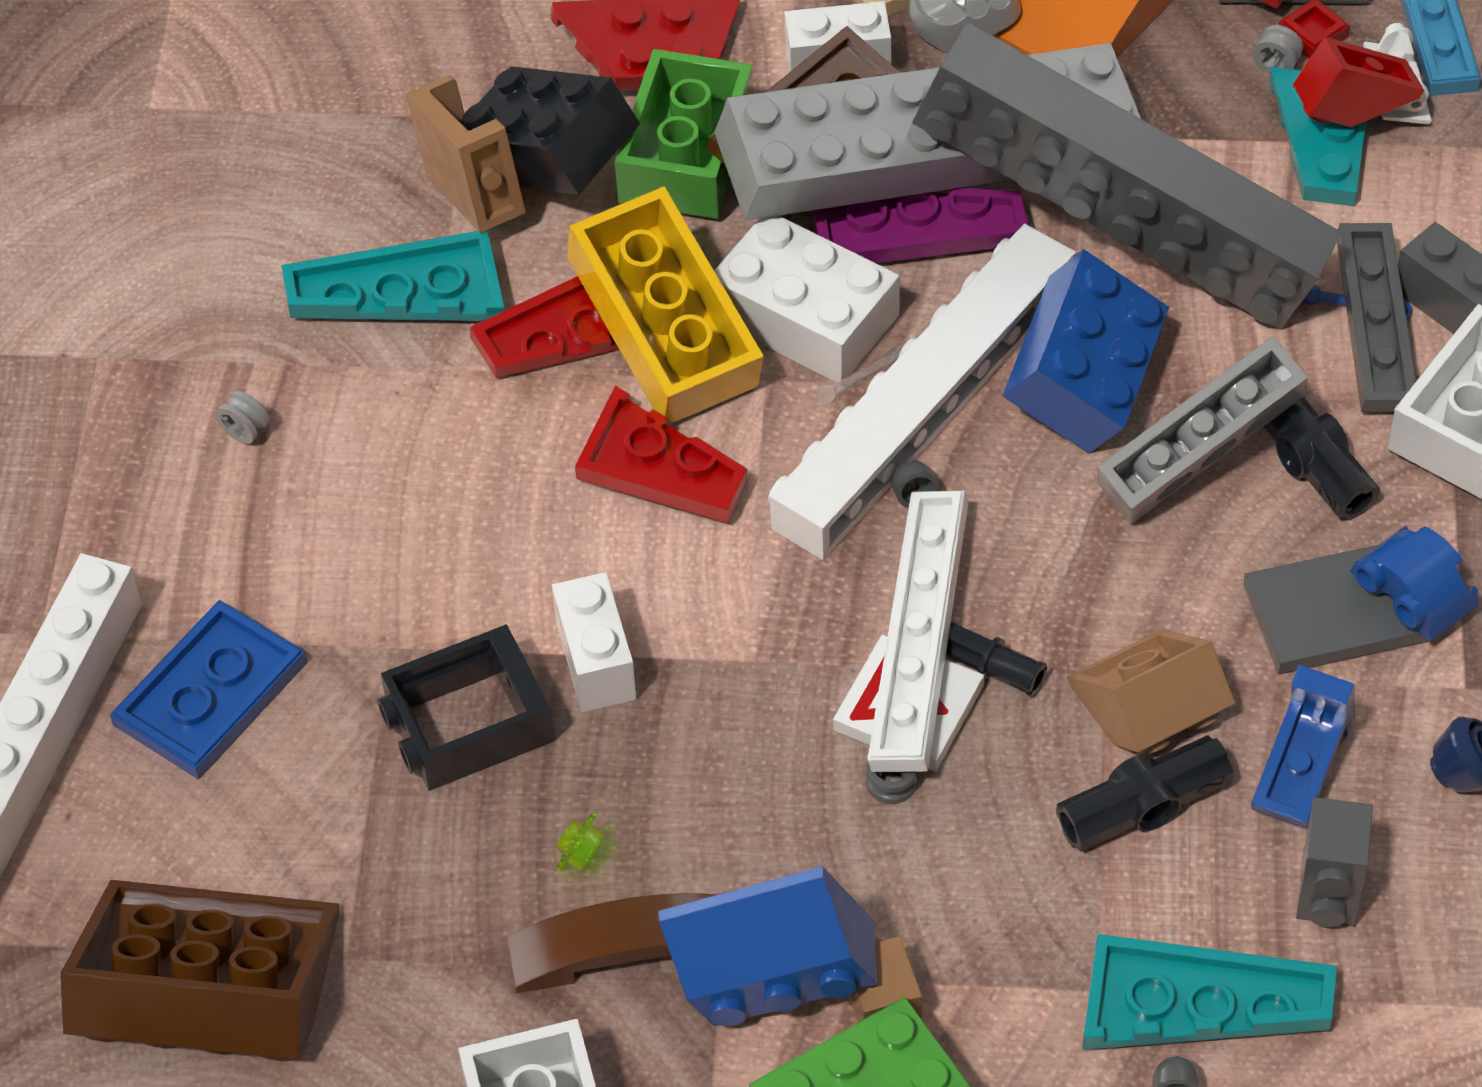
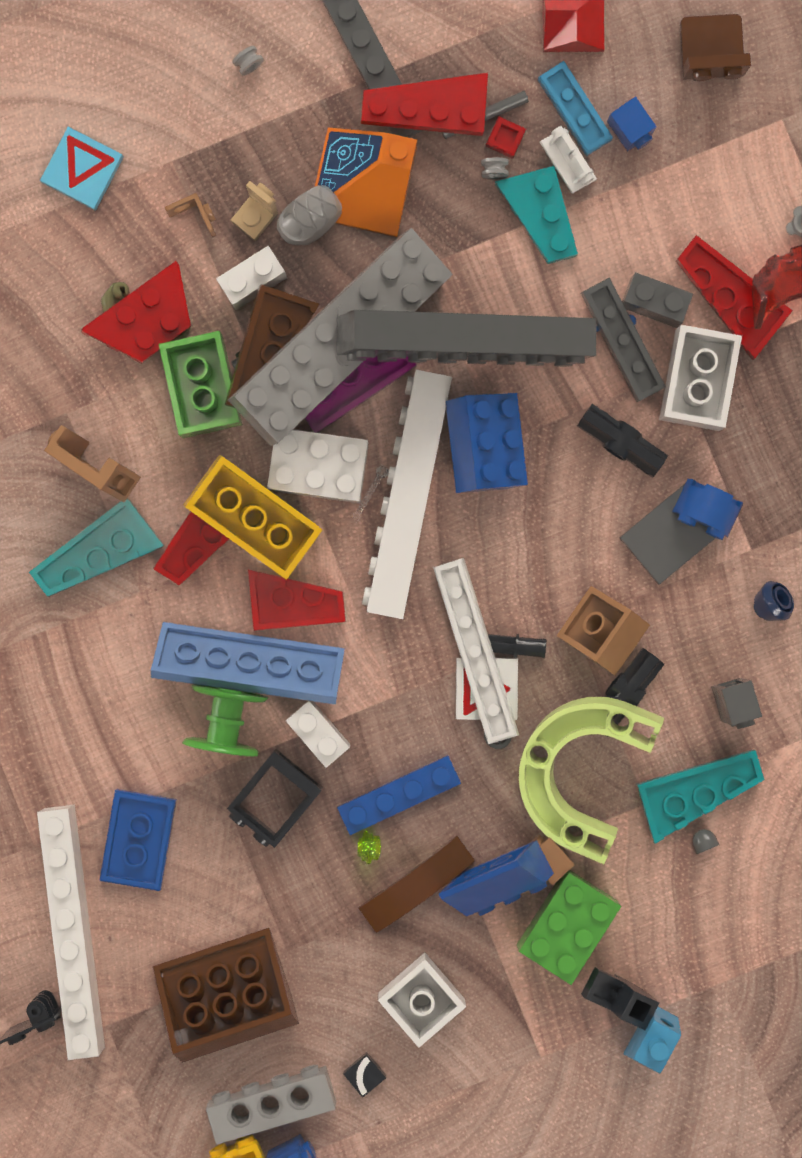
camera: 30 degrees left, 35 degrees up
(242, 417) = (63, 676): light grey bush -> none
(479, 520) = (225, 721): none -> bright green piece
(541, 499) = (248, 663): none -> medium blue plate
(556, 125) = (127, 428): black brick -> none
(676, 796) = (399, 795): none -> blue plate
(904, 473) = (429, 556): dark grey hinge -> none
(990, 782) = (536, 774): none -> yellowish green piece
(1202, 430) = (570, 472): light grey brick -> none
(1305, 745) = (694, 633): blue bracket -> none
(1354, 83) = (556, 191): red slope -> none

